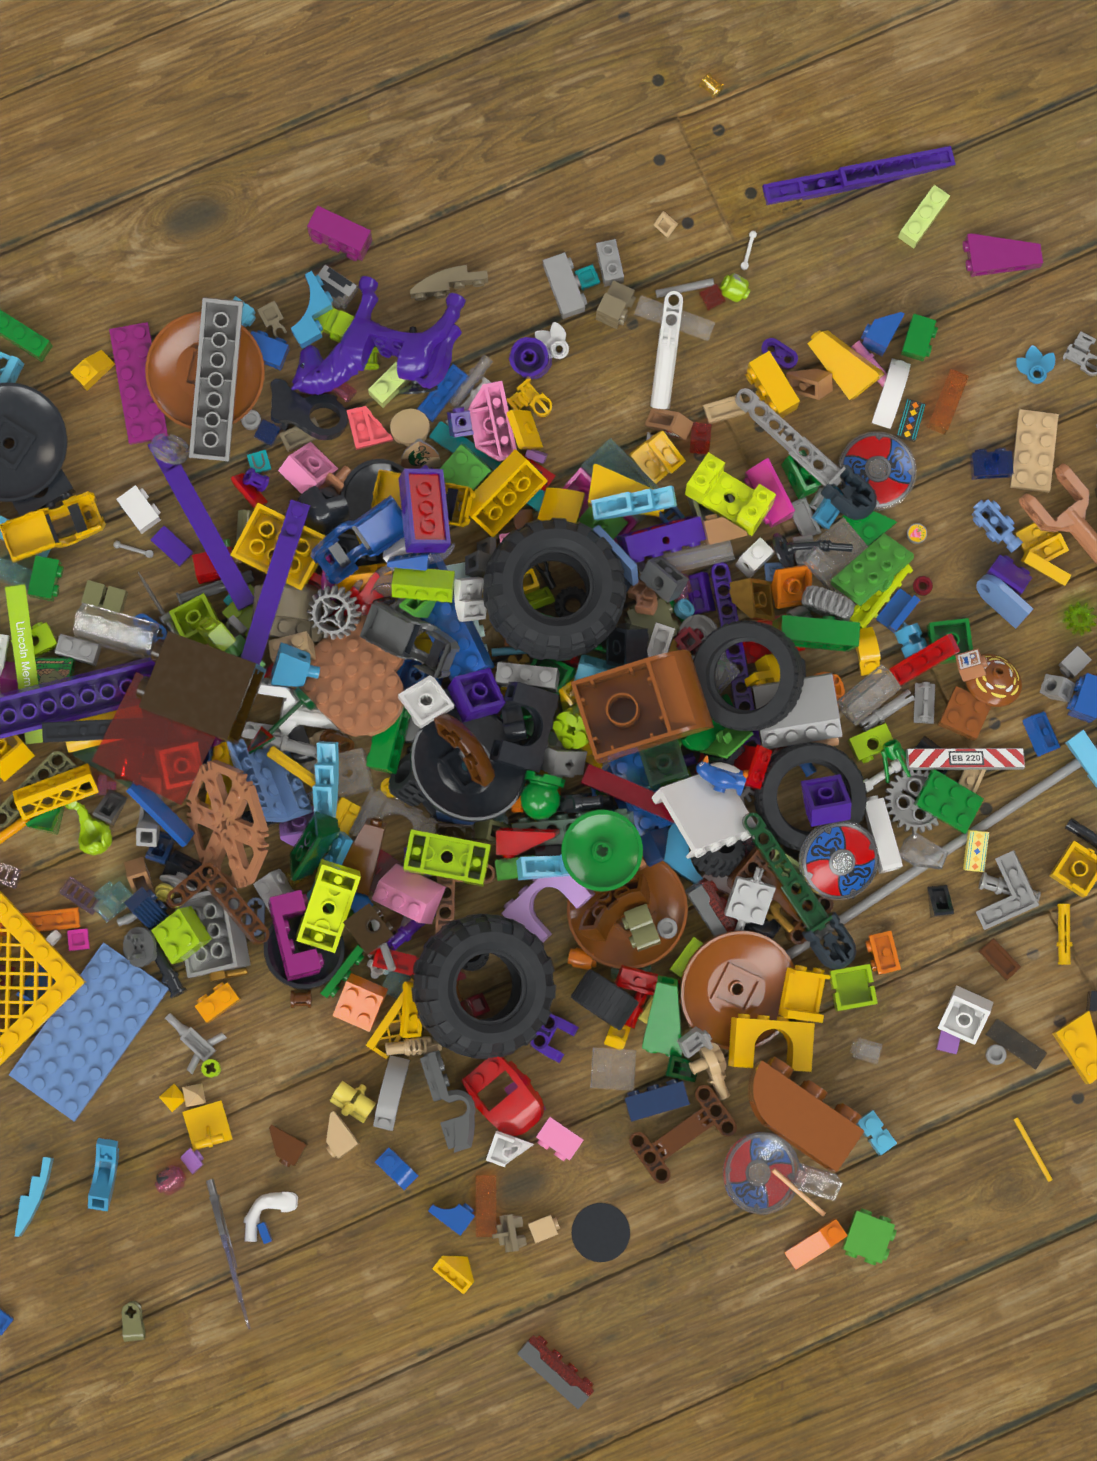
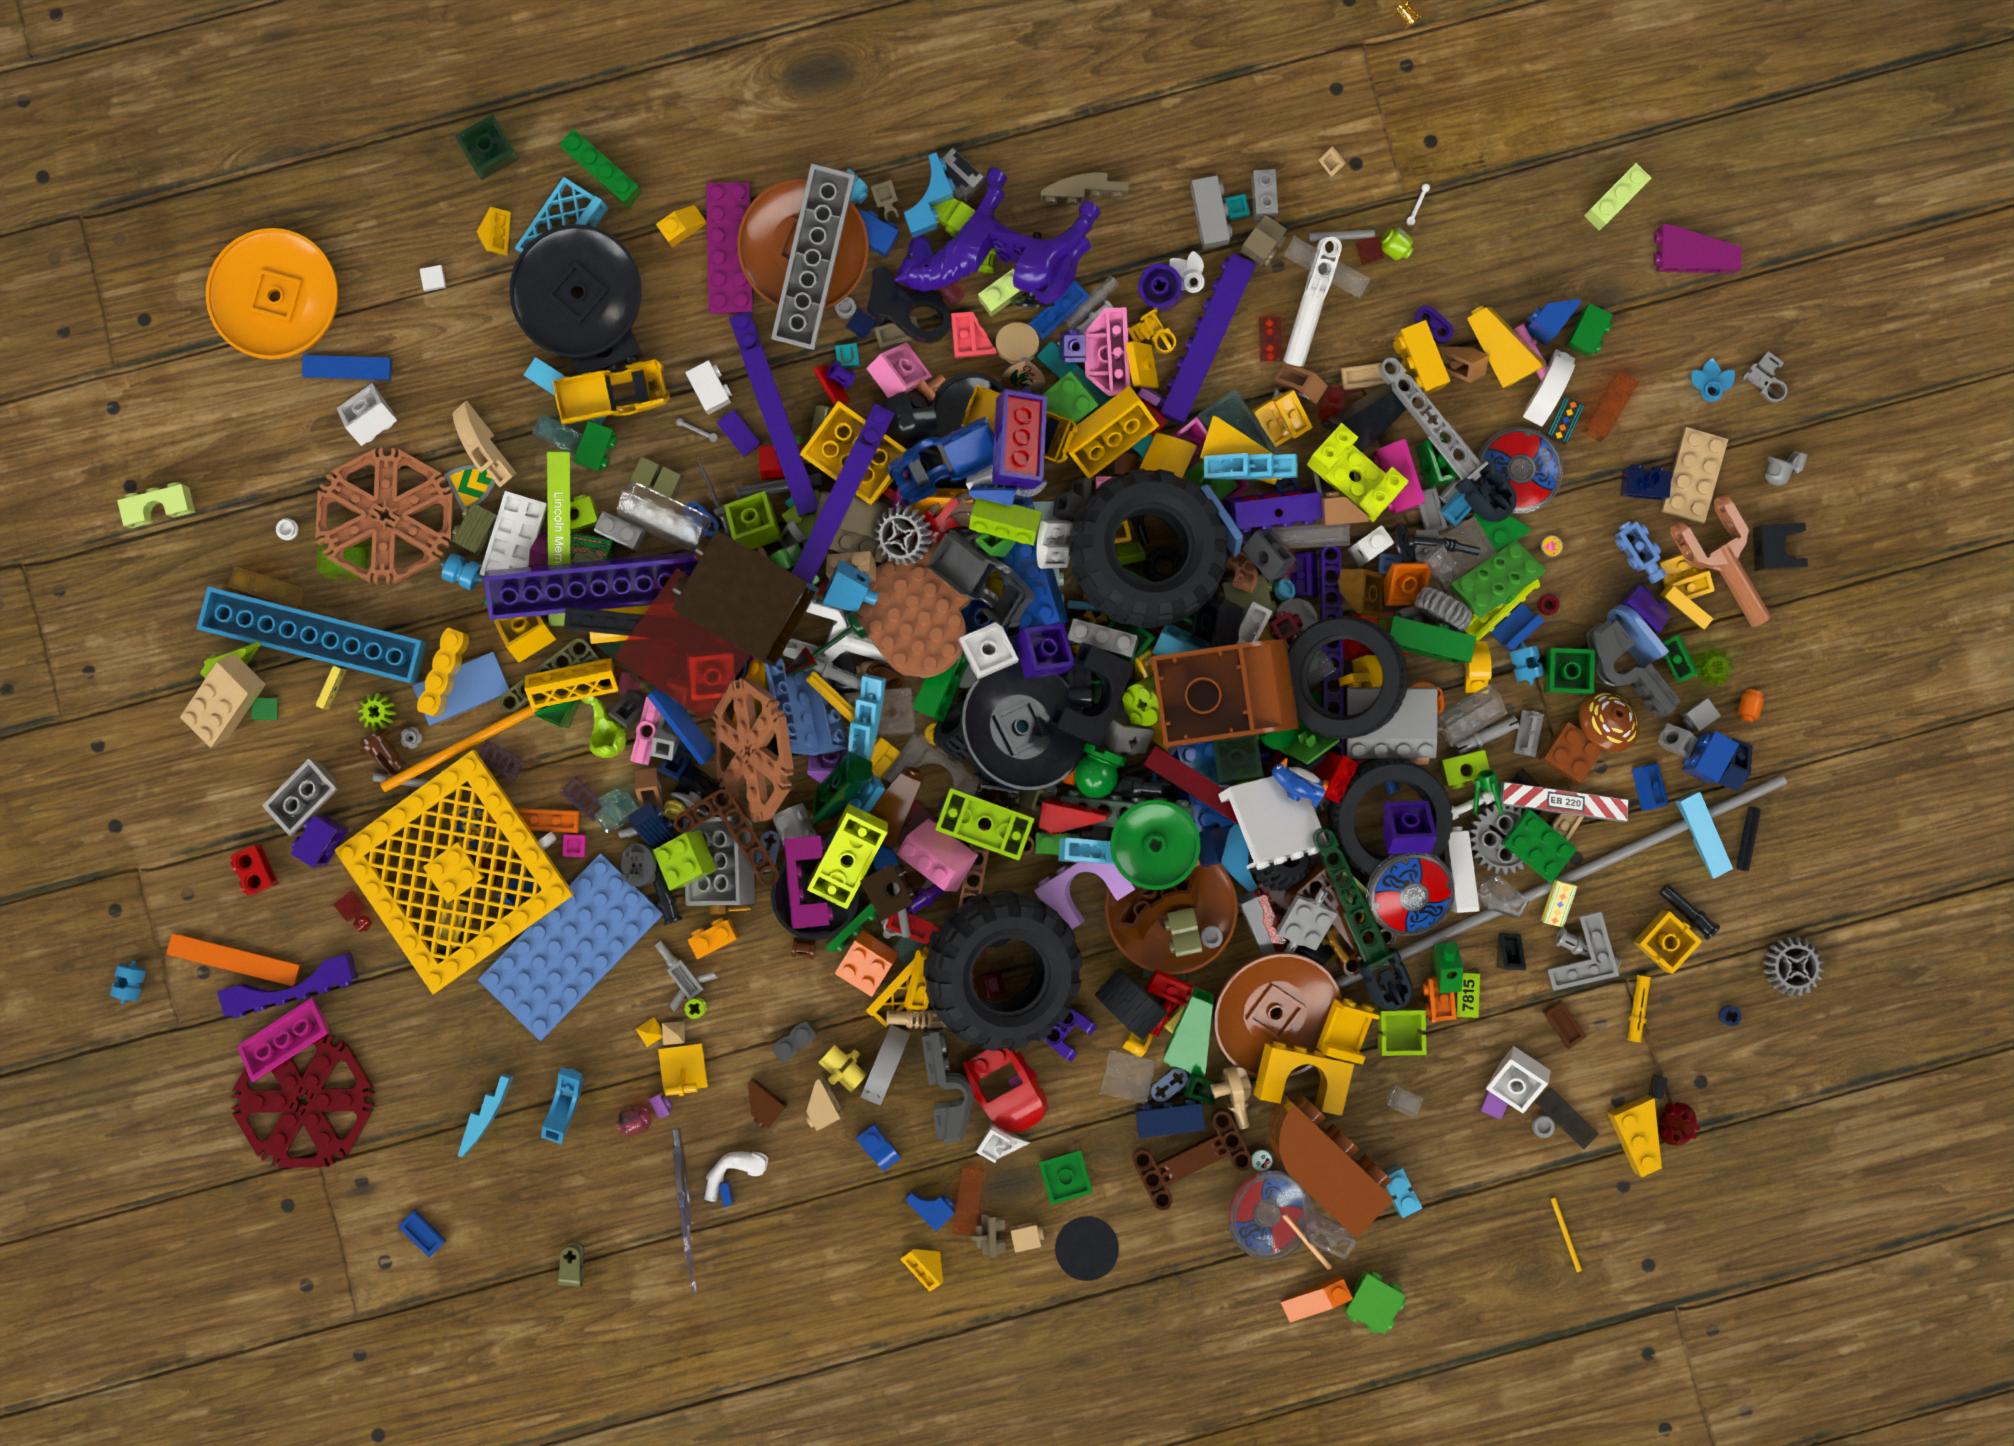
camera: 10 degrees right, 5 degrees up
(127, 839) = (643, 744): none -> bright pink piece
(176, 455) = (762, 329): clear tile -> none
(215, 633) = (769, 539): lime brick -> none
(302, 1087) = (790, 1043): none -> dark grey brick
(339, 234) = (973, 116): magenta brick -> none
(475, 755) = (1033, 719): reddish brown brick -> none
(555, 1371) = (1015, 1390): piece -> none
(559, 1139) = (1058, 1145): bright pink brick -> none
(571, 1173) = (1065, 1177): none -> green plate
(579, 398) = (1207, 338): none -> dark purple brick
(580, 959) = (1111, 953): orange brick -> none
(636, 389) = (1270, 339): none -> clear red tile
(647, 1066) = (1173, 1088): none -> sand blue beam
(680, 964) = (1225, 969): lime brick -> none
(694, 1041) = (1221, 1063): light grey bracket -> none
(735, 442) = (1370, 415): none -> black slope
(746, 1125) = (1261, 1160): none -> tile
(858, 176) = (1553, 140): dark purple slope -> none
(880, 915) = (1447, 959): none -> green torso
(908, 946) = (1468, 999): none -> lime tile
(925, 659) = (1541, 687): red plate -> none
(971, 664) = (1590, 701): nougat brick -> none
(981, 609) = (1610, 643): none -> dark grey piece
(1046, 615) = (1679, 659): none -> green brick

